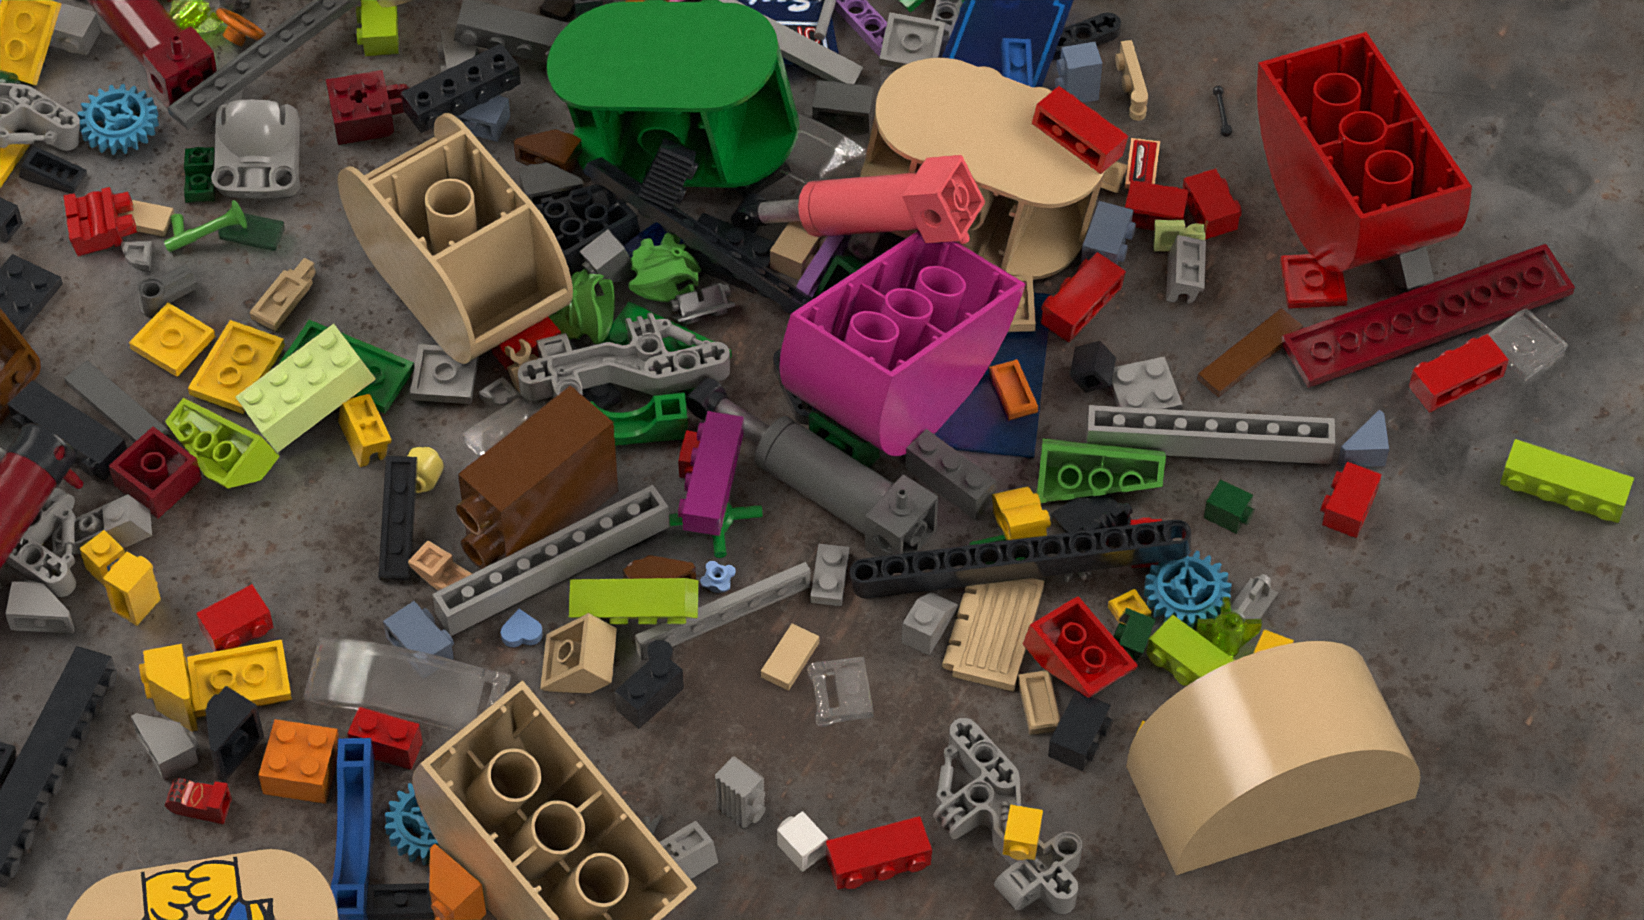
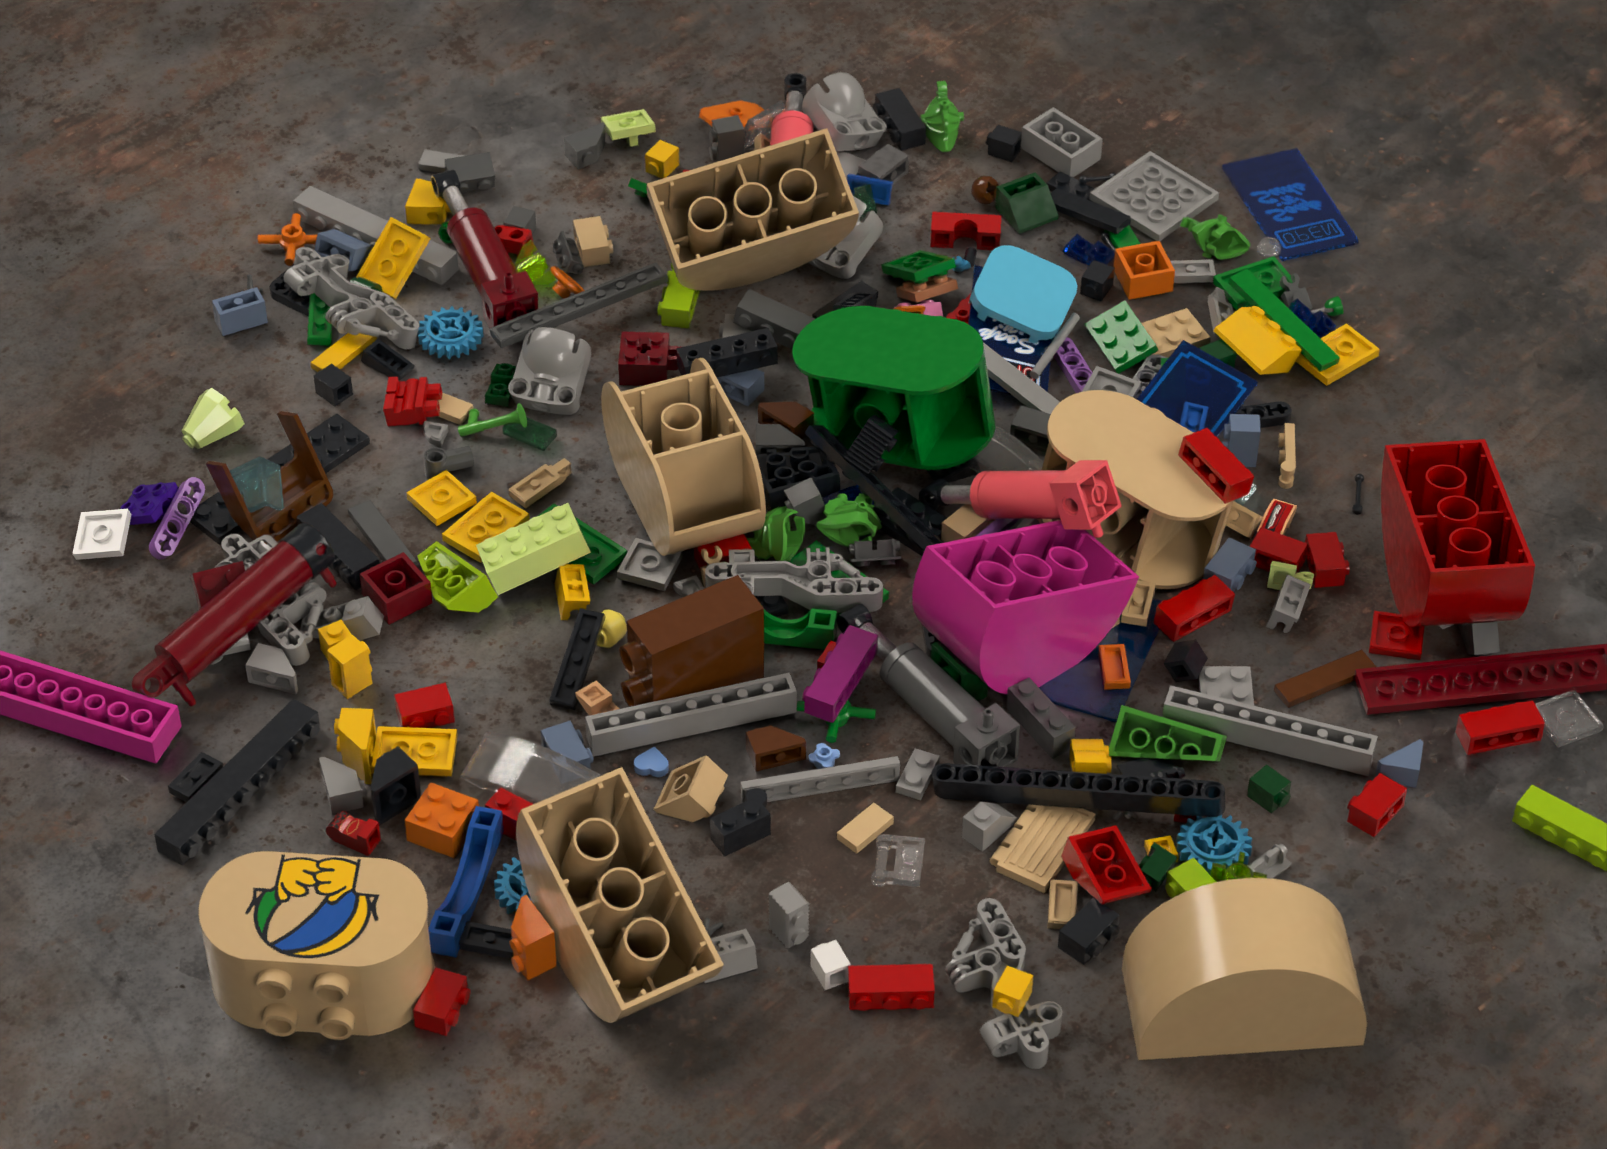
camera: 15 degrees right, 10 degrees down
(635, 599) = (749, 753): lime brick -> none

